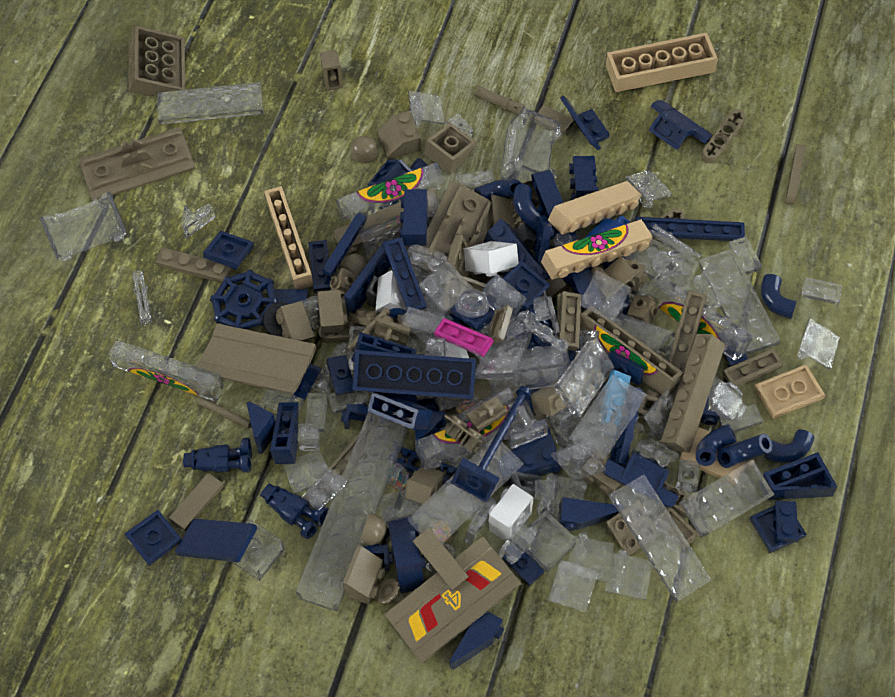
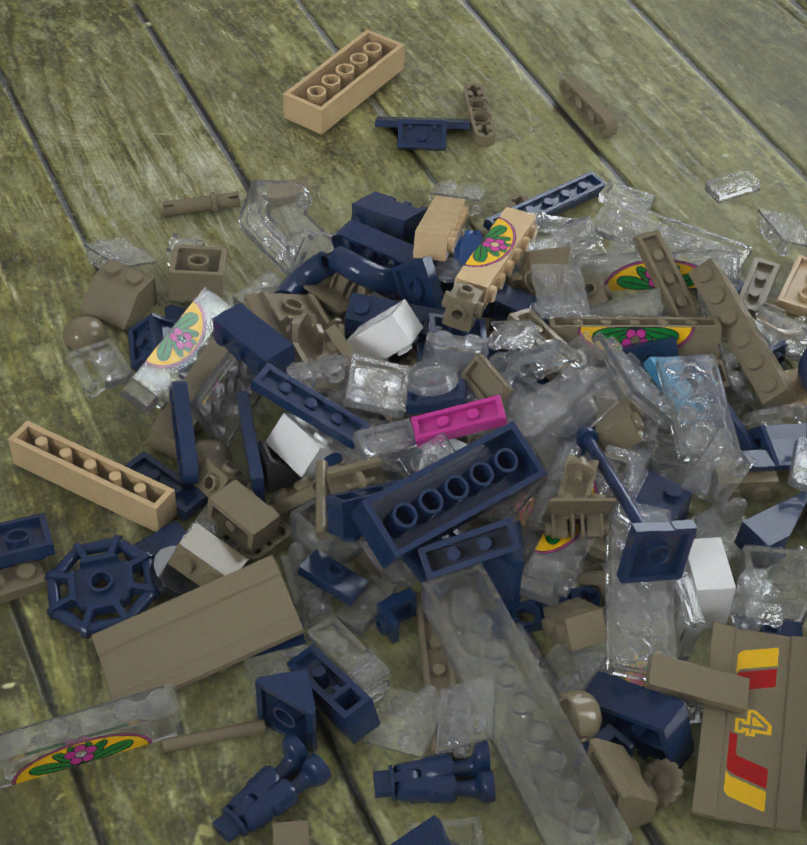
camera: 45 degrees left, 15 degrees down
(358, 175) = (107, 362): none -> clear plate
(536, 270) = (462, 306): none -> dark tan brick
(588, 124) = (326, 174): dark blue plate -> none
(773, 299) = (706, 218): dark blue cylinder -> none

